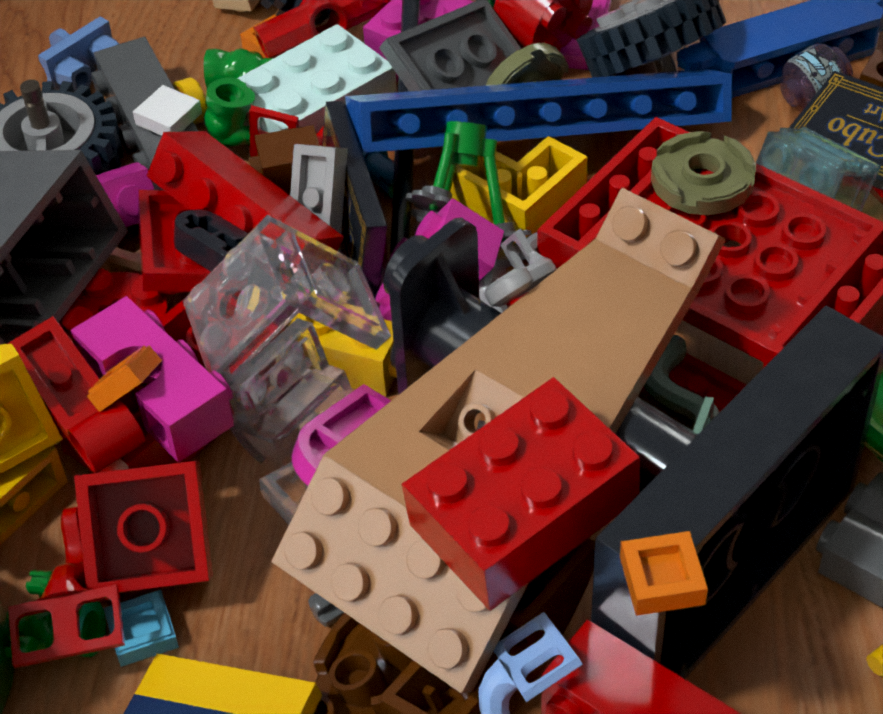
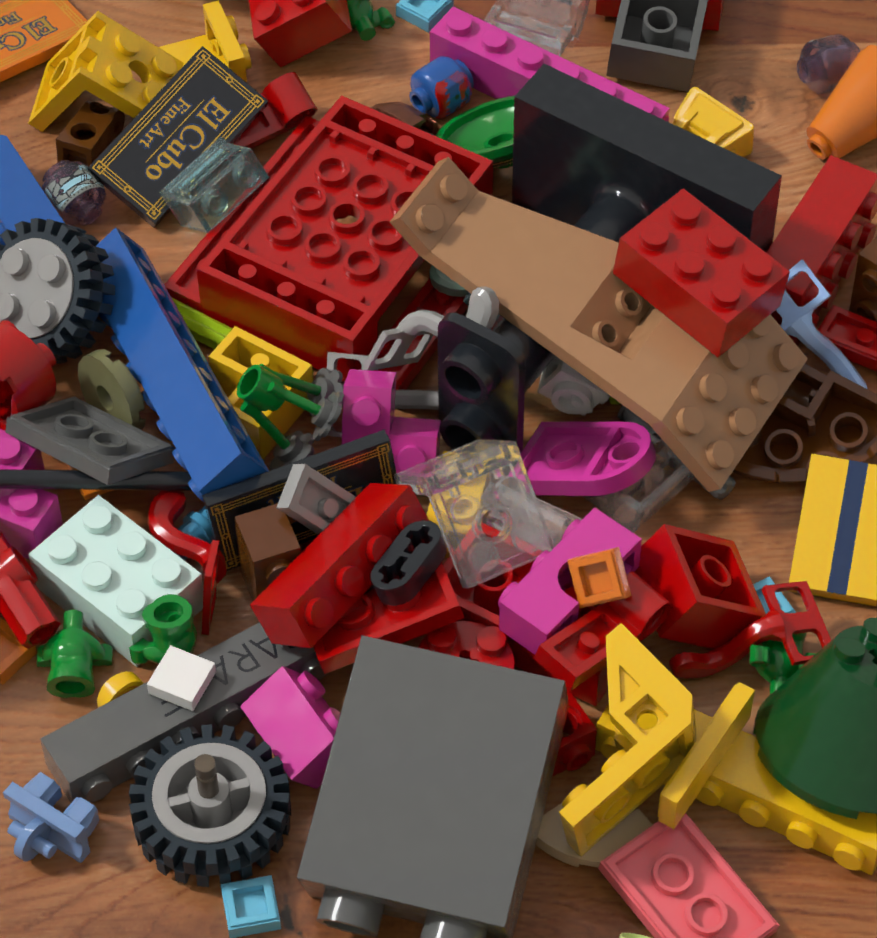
camera: 100 degrees left, 5 degrees up
(663, 573) = (781, 169): orange tile -> none
(697, 193) = (283, 247): olive tile -> none

